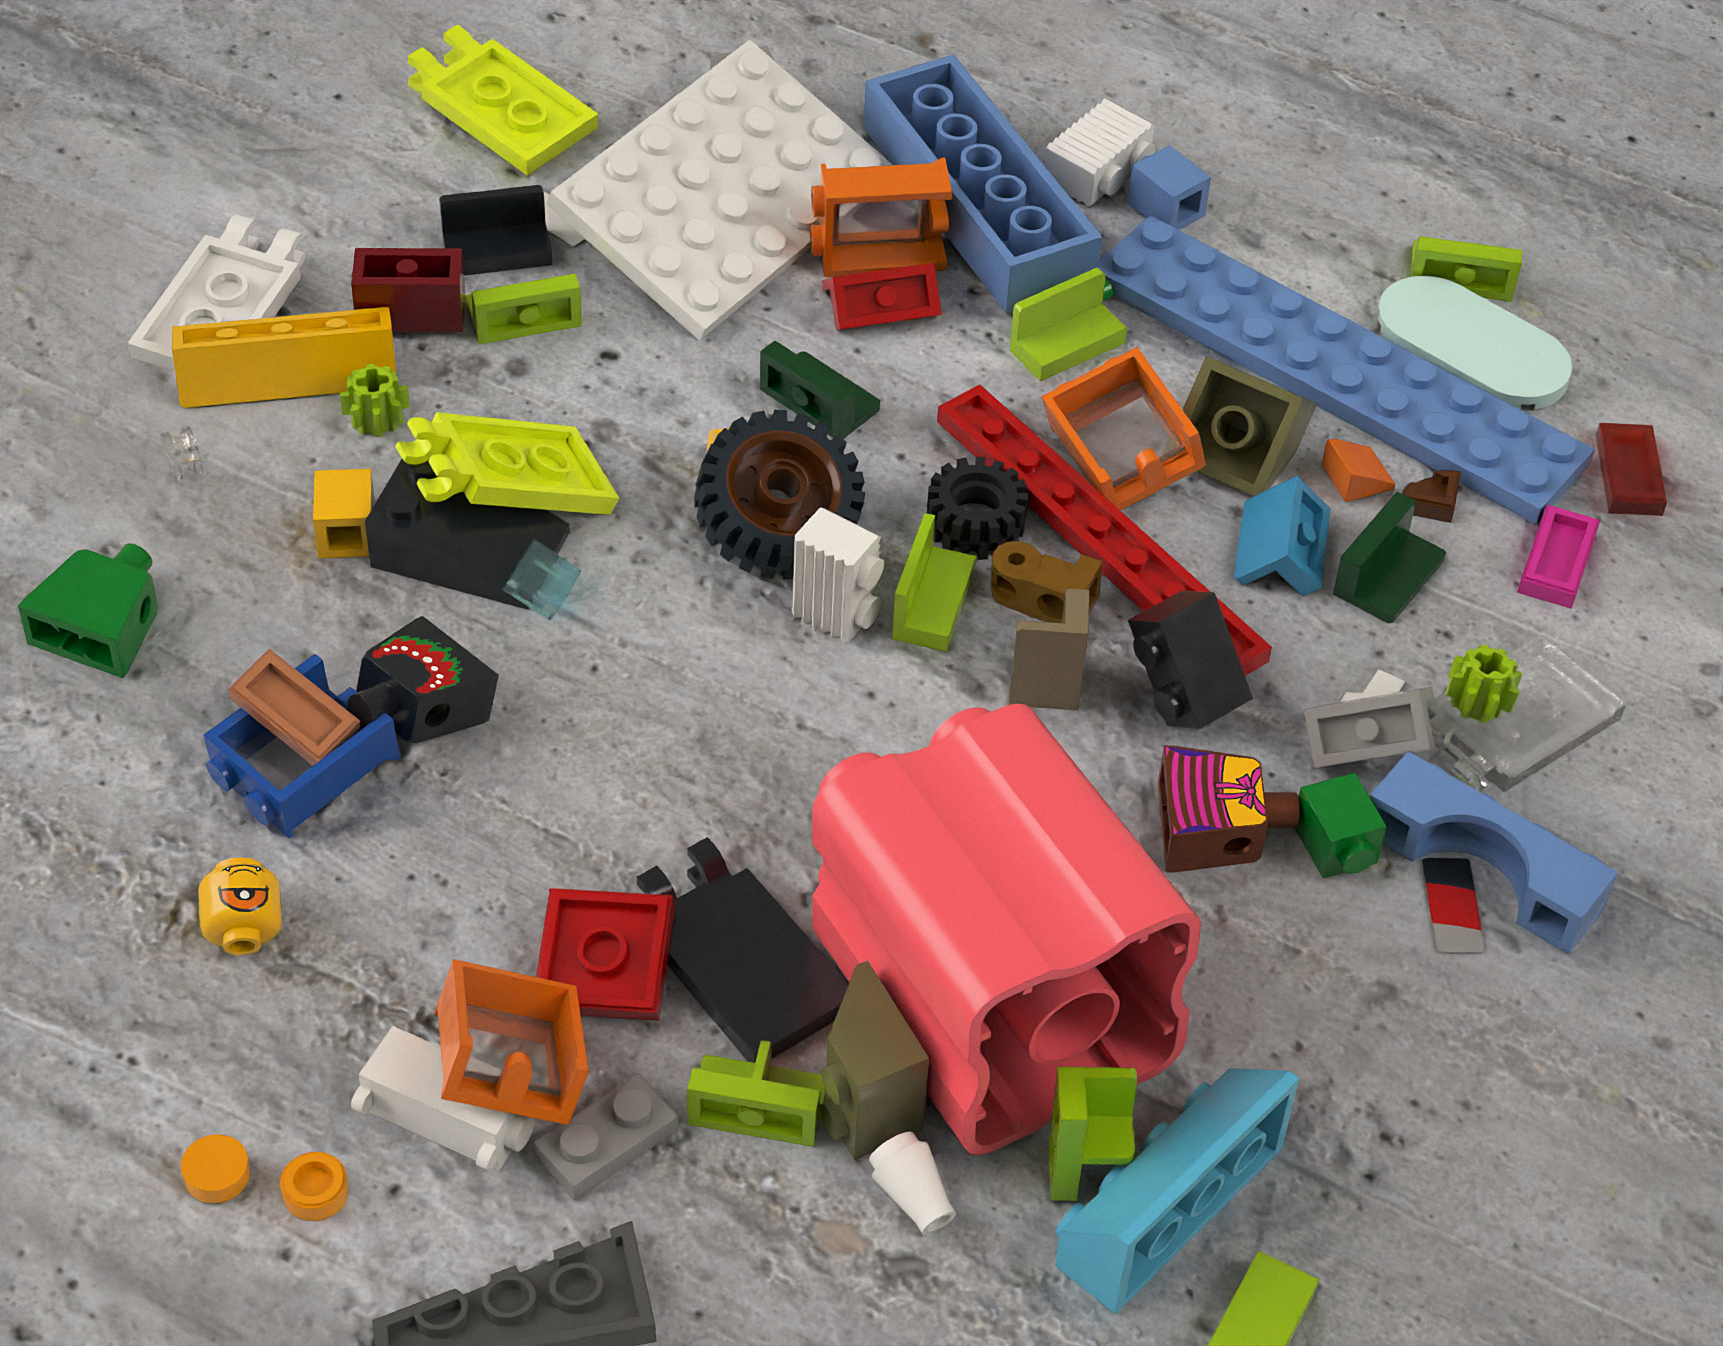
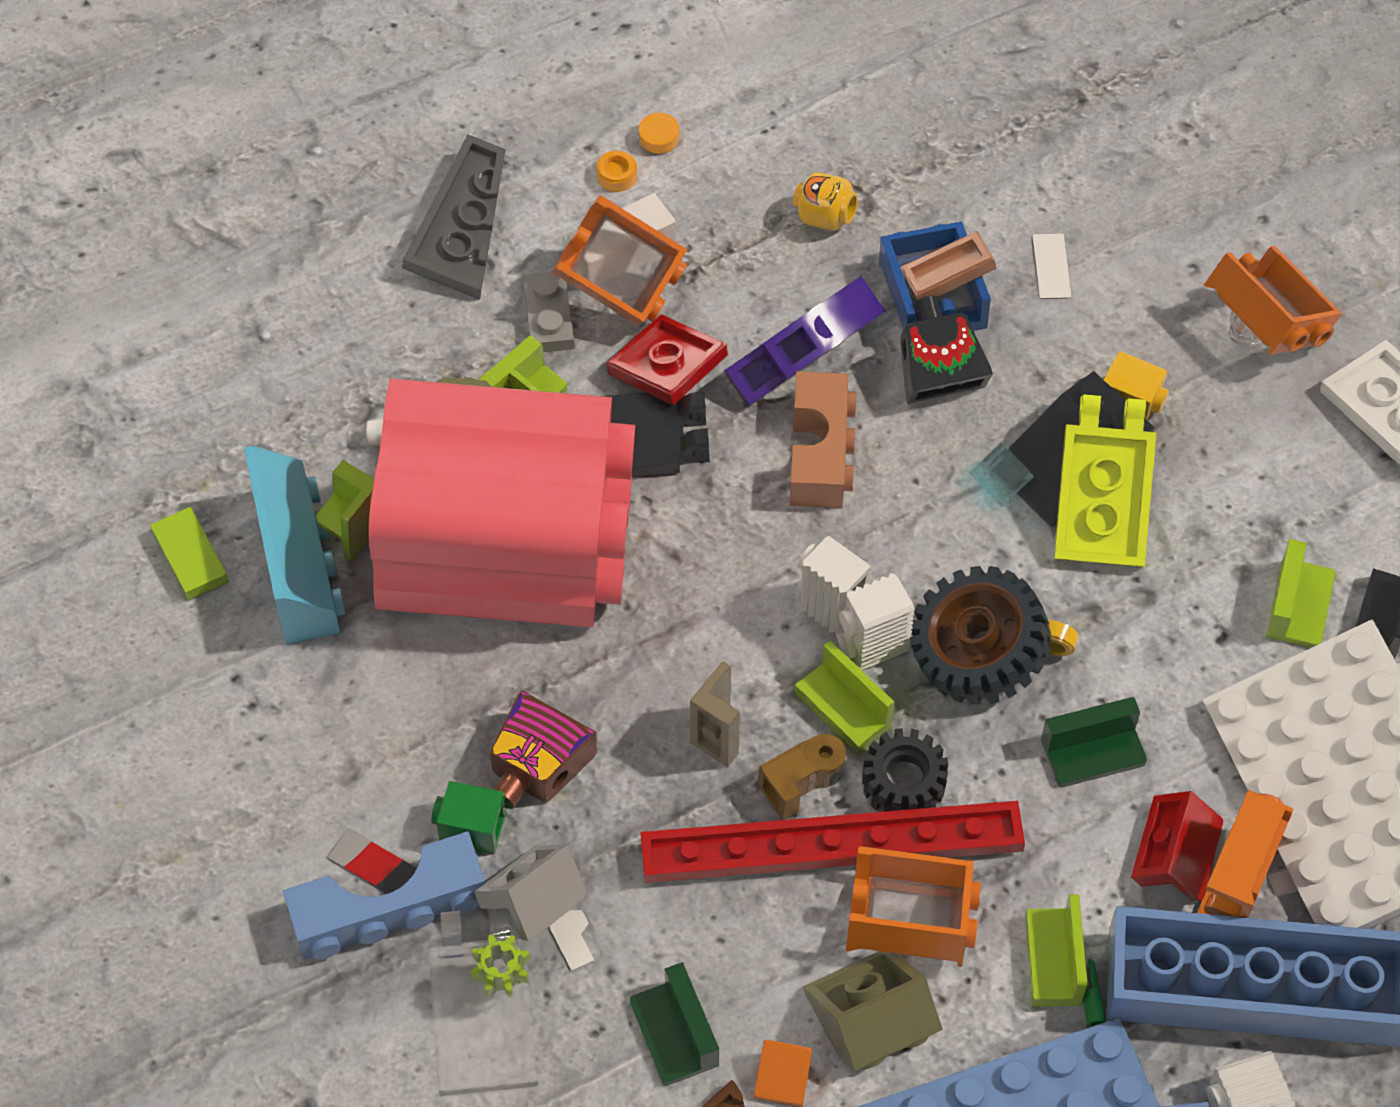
camera: 125 degrees right, 10 degrees up
(94, 609) = (1122, 226): green torso -> none
(144, 424) = (1274, 300): none -> orange window
(186, 672) = (1051, 266): none -> white sticker
(278, 355) = (1318, 416): yellow panel -> none
(374, 400) = (1238, 453): lime gear -> none
(416, 284) = (1338, 512): dark red brick -> none
(468, 806) = (804, 341): none -> dark purple slope
(654, 728) = (820, 469): none -> nougat arch
(819, 627) = (825, 580): none -> white brick
(1189, 659) = (655, 791): black brick -> none
(1285, 534) = (743, 967): dark azure panel -> none

